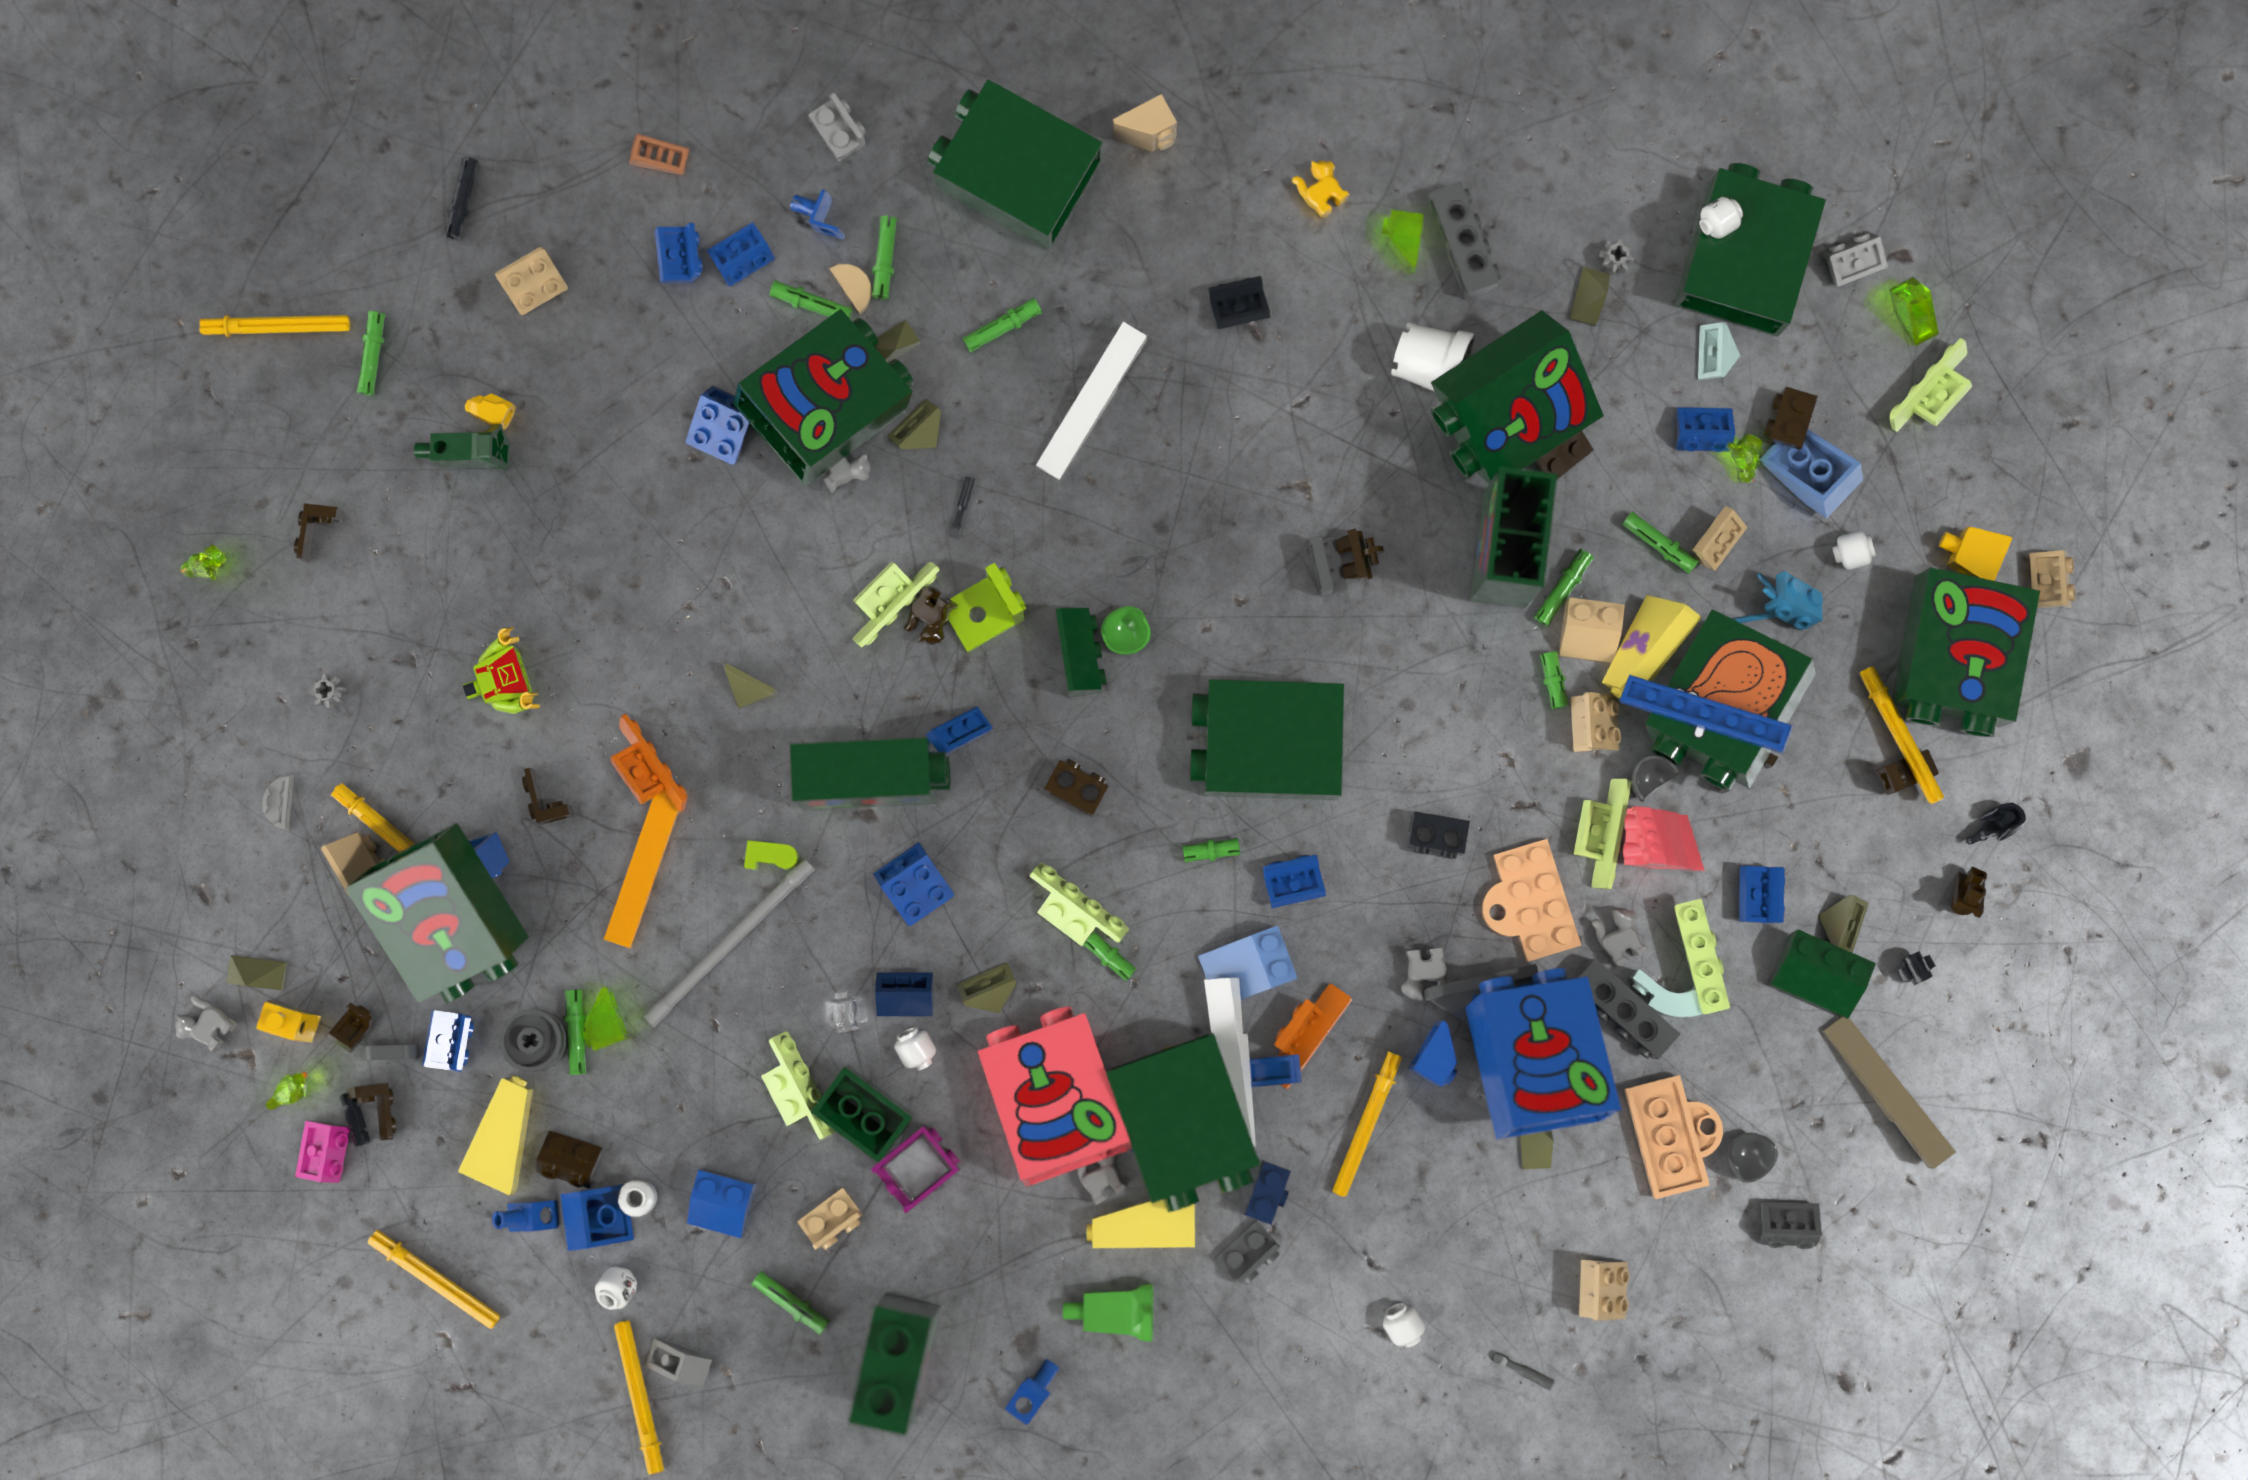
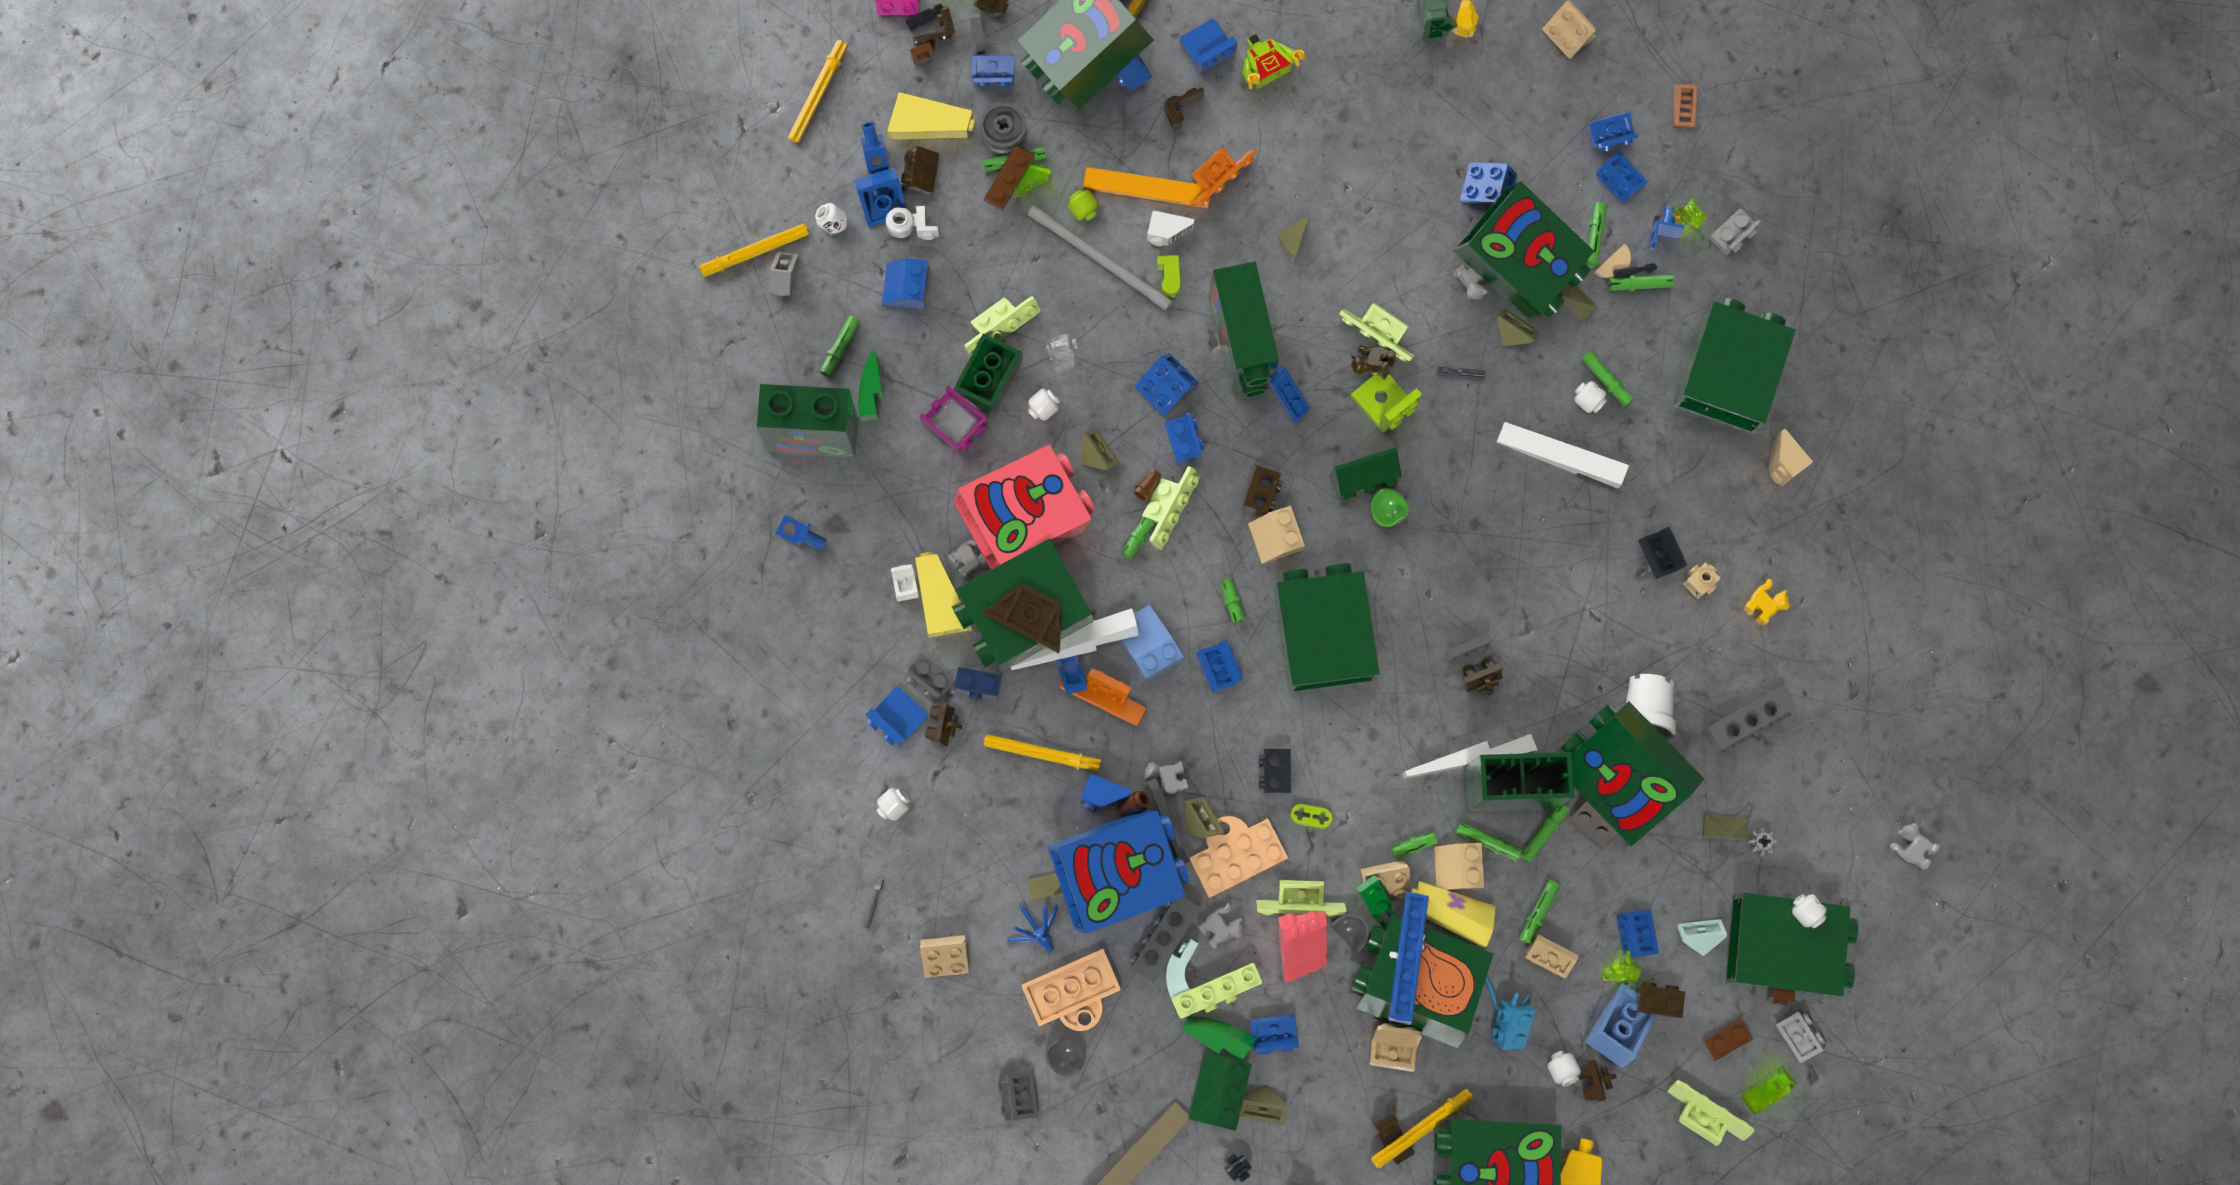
camera: 75 degrees right, 5 degrees down
(408, 1131) = (922, 53): none -> reddish brown plate
(465, 750) = (1208, 45): none -> blue bracket
(605, 1044) = (1009, 178): none -> reddish brown plate
(639, 1170) = (924, 231): none -> white bracket
(656, 952) = (1083, 205): none -> lime head
(706, 848) = (1167, 228): none -> white slope
(806, 178) = (1690, 214): none -> clear neon green animal
(830, 1218) = (906, 365): tan bracket -> none
(854, 1272) = (869, 389): none -> green slope
(867, 267) = (1633, 270): none -> black piece
(904, 994) = (1082, 389): dark blue brick -> none
(989, 875) = (1184, 439): none -> blue bracket
(1023, 351) = (1590, 397): none -> white head
(1043, 932) = (1146, 486): none -> reddish brown cone
(1116, 1311) = (870, 586): bright green piece -> none
(1121, 1266) = (904, 582): none -> white bracket
(1136, 779) = (1276, 535): none -> tan slope
(1205, 1114) = (1030, 616): none -> dark brown wing
(1282, 270) = (1702, 580): none -> tan brick
(1293, 1304) = (896, 717): none -> blue bracket
(1314, 1242) = (945, 725): none -> dark brown hips
(1403, 237) = (1742, 673): clear neon green slope -> none
(1456, 584) = (1466, 756): none -> white slope
(1457, 1017) = (1135, 803): none -> reddish brown cone
(1483, 938) = (1201, 819): none -> olive slope
(1492, 798) = (1311, 810): none -> lime beam
(1573, 525) = (1544, 833): none -> bright green pin
(1597, 1164) = (1040, 935): none -> blue plant
(1620, 740) = (1375, 899): none -> green hinge
(1651, 72) = (1918, 846): none -> light grey animal
(1755, 962) = (1219, 1035): none -> green slope
(1803, 752) = (1394, 1047): none -> tan bracket
(1810, 273) = (1780, 997): none -> reddish brown plate
(1846, 347) = (1727, 1040): none -> reddish brown plate
(1886, 516) = (1596, 1092): none -> dark brown hips

